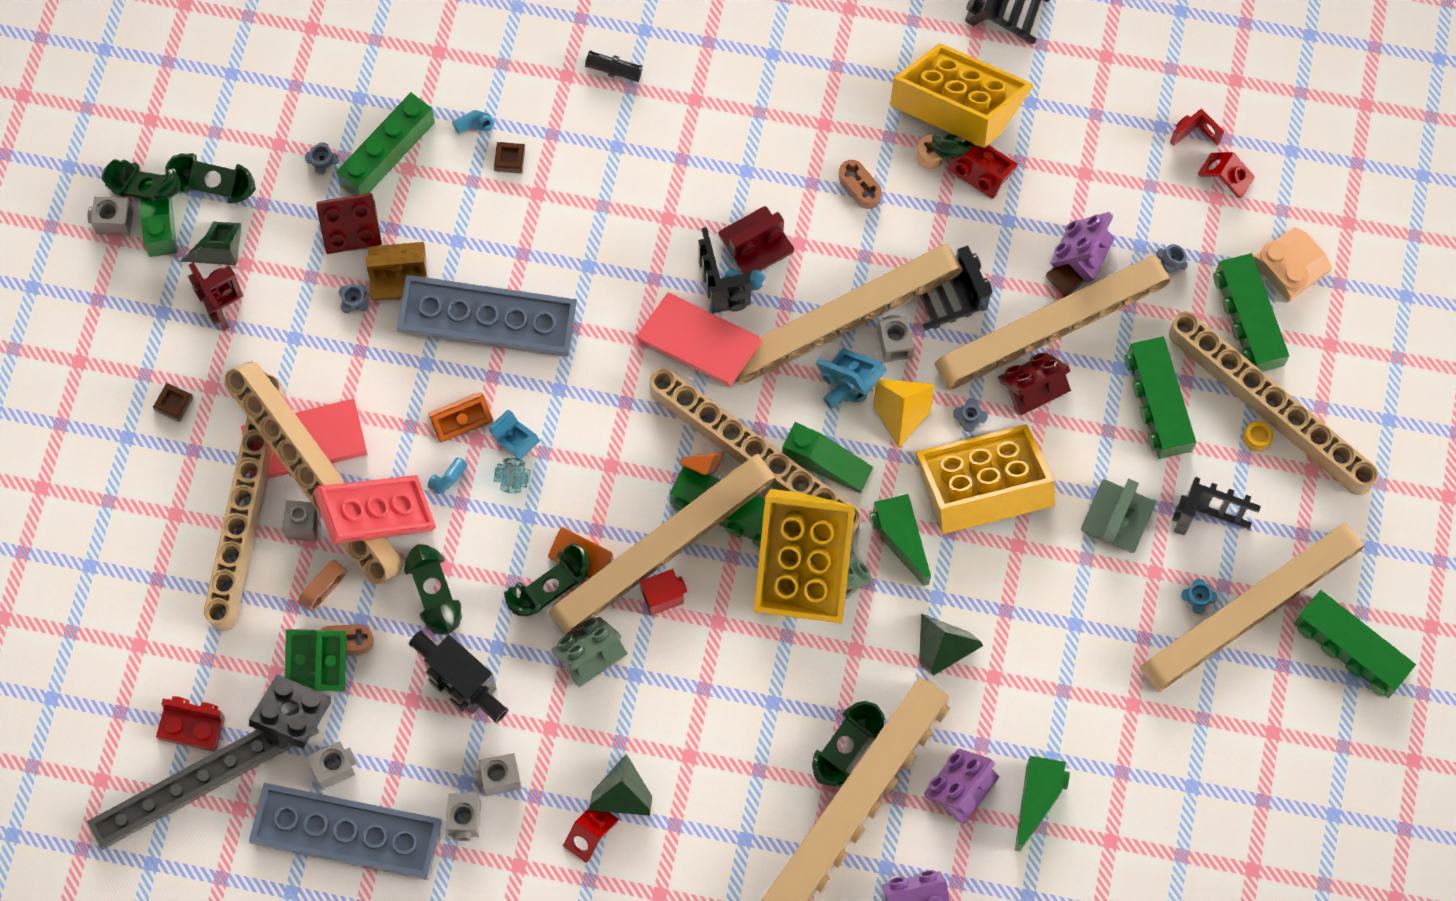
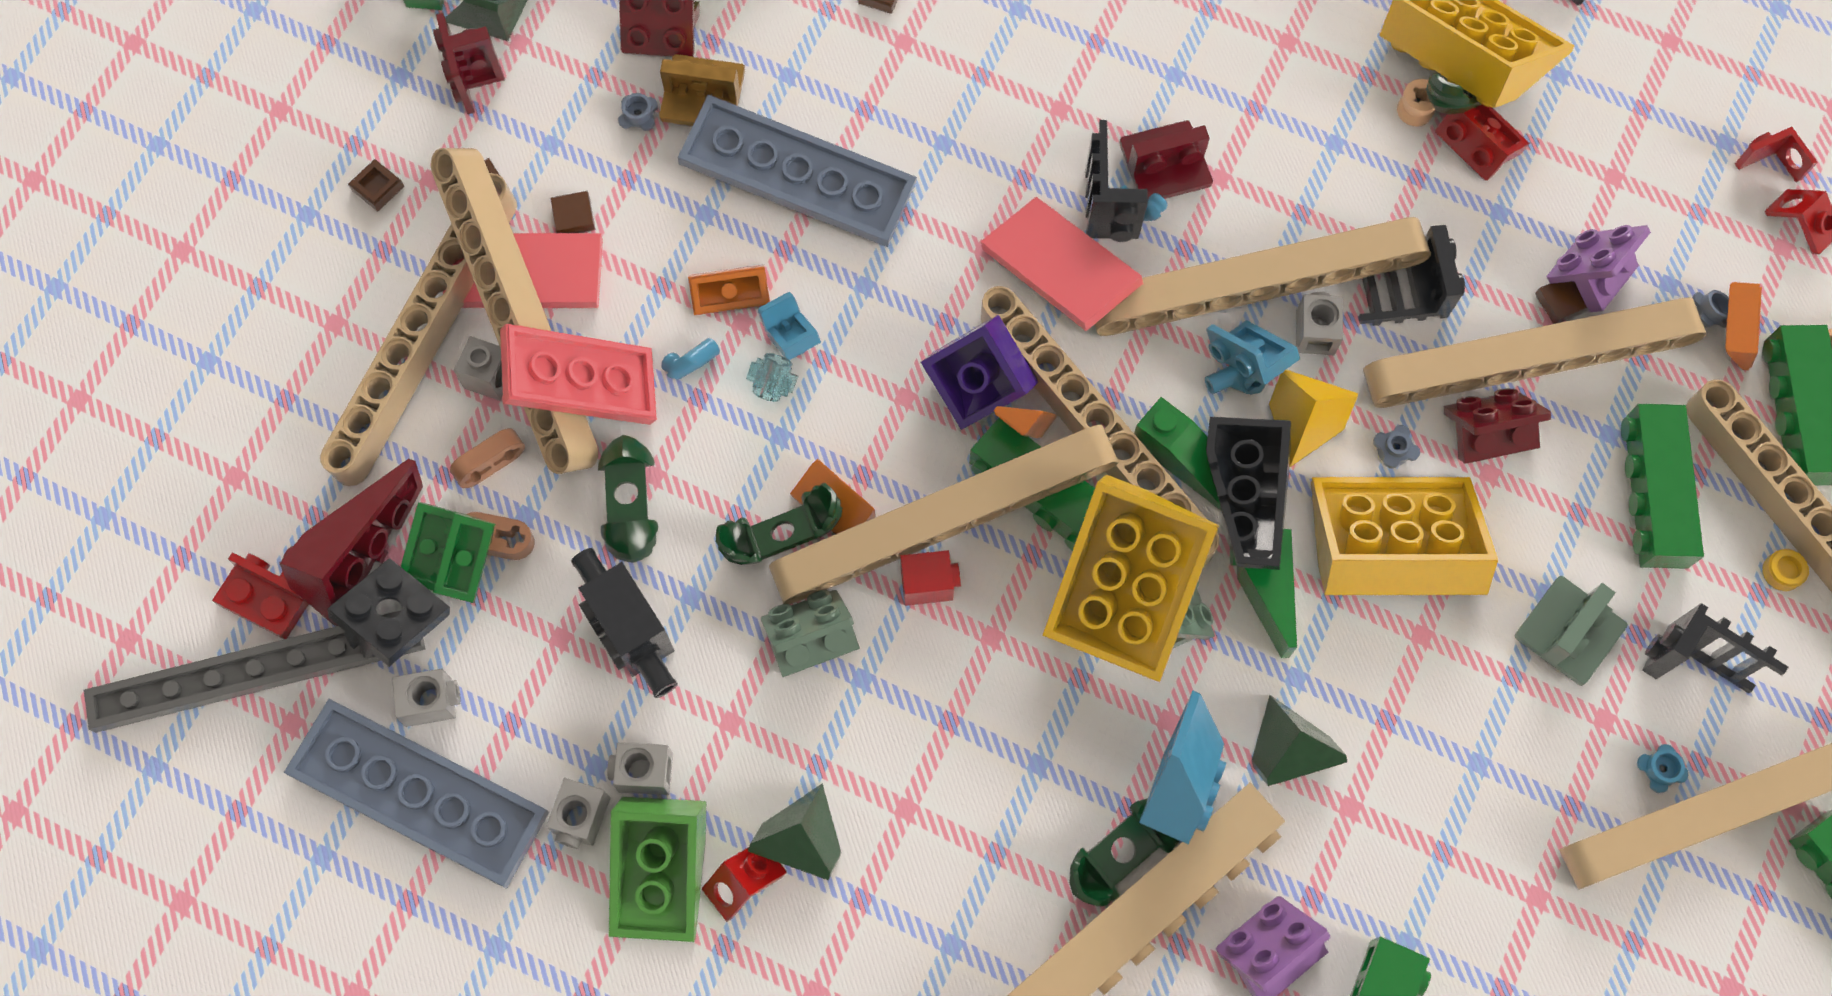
camera: 15 degrees right, 0 degrees up
(239, 677) = (351, 539): none -> dark red wedge
(328, 388) = (573, 213): none -> reddish brown tile
(529, 839) = (656, 868): none -> bright green slope
(661, 435) = (979, 372): none -> dark purple slope
(864, 180) = (1312, 124): nougat beam -> none
(873, 466) = (1251, 482): none -> black wedge
(876, 680) = (1187, 775): none -> dark azure slope
(1194, 264) = (1743, 323): none -> orange slope

